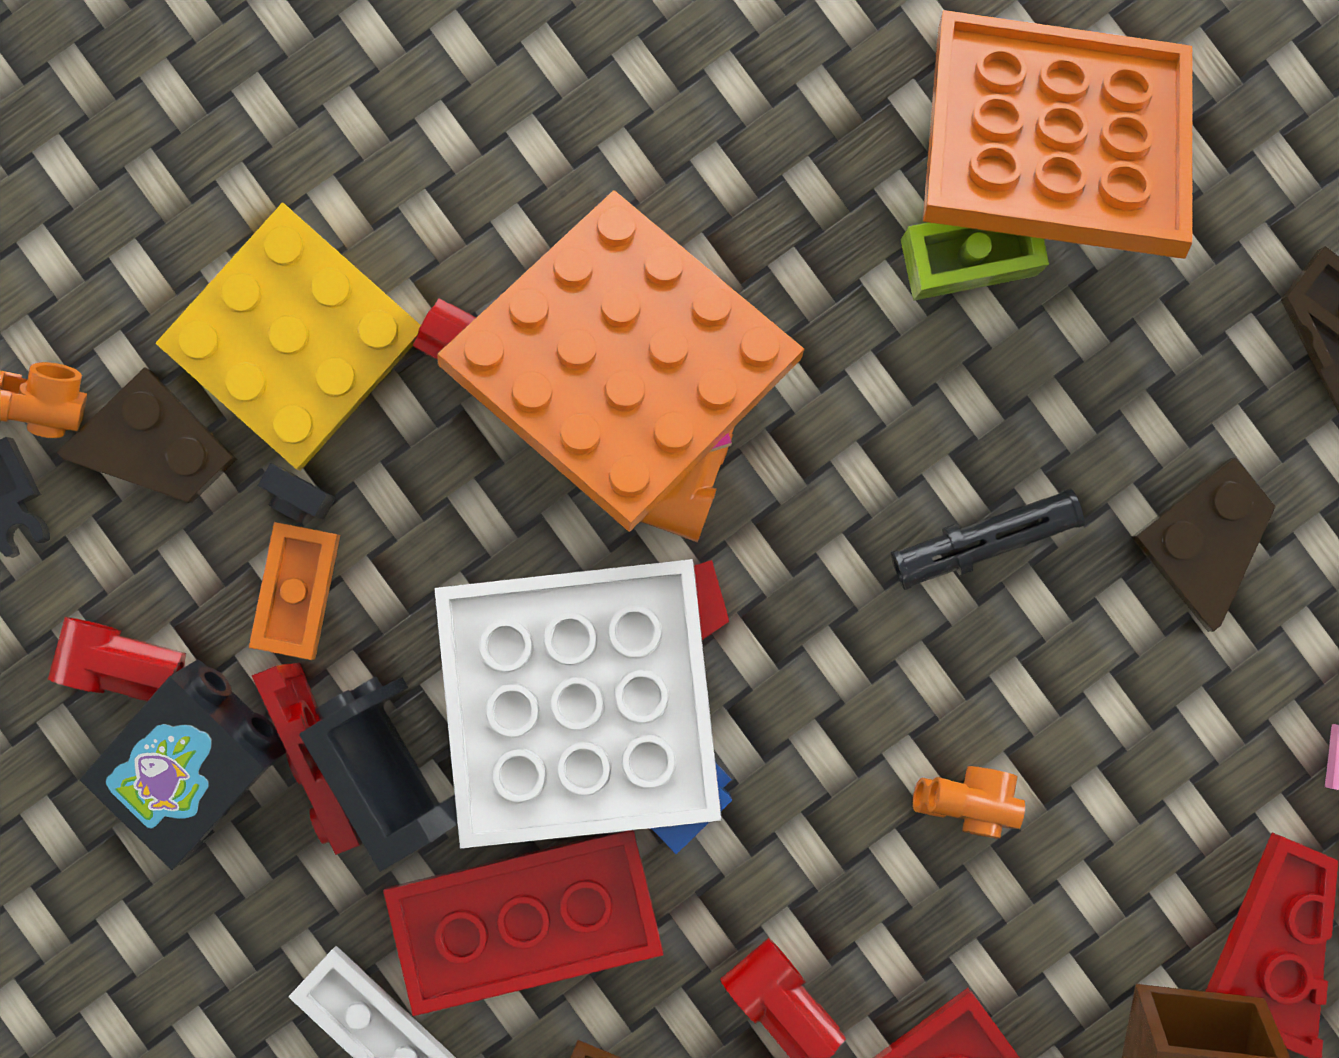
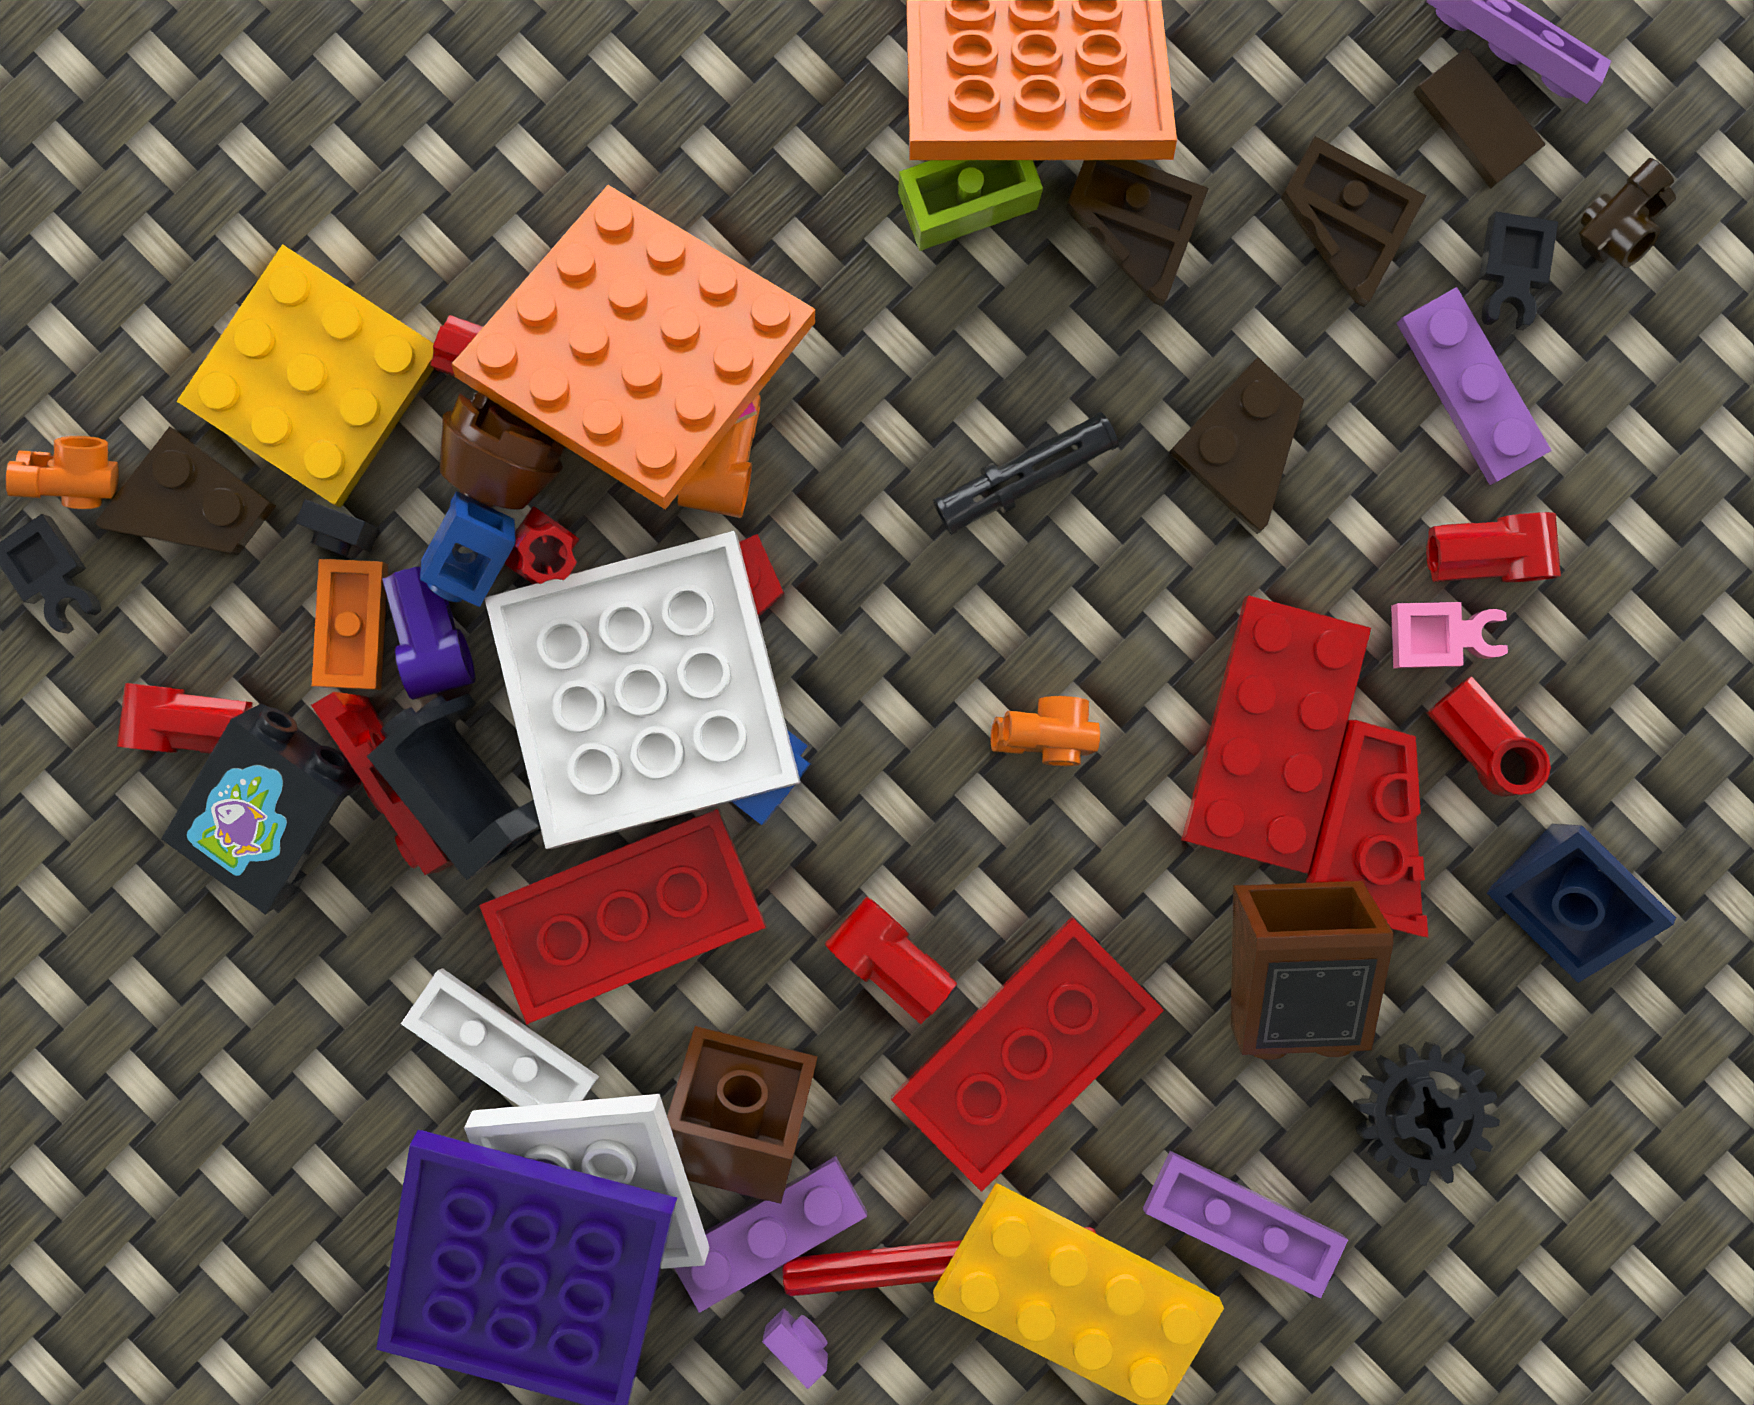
camera: 10 degrees left, 0 degrees up
(371, 628) = (431, 649): none -> dark purple piece
(425, 561) = (470, 574): none -> blue brick
(465, 446) = (496, 454): none -> reddish brown cone
(496, 548) = (542, 549): none -> red piece
(1137, 304) = (1138, 218): none -> dark brown wing
(1198, 836) = (1276, 734): none -> red plate

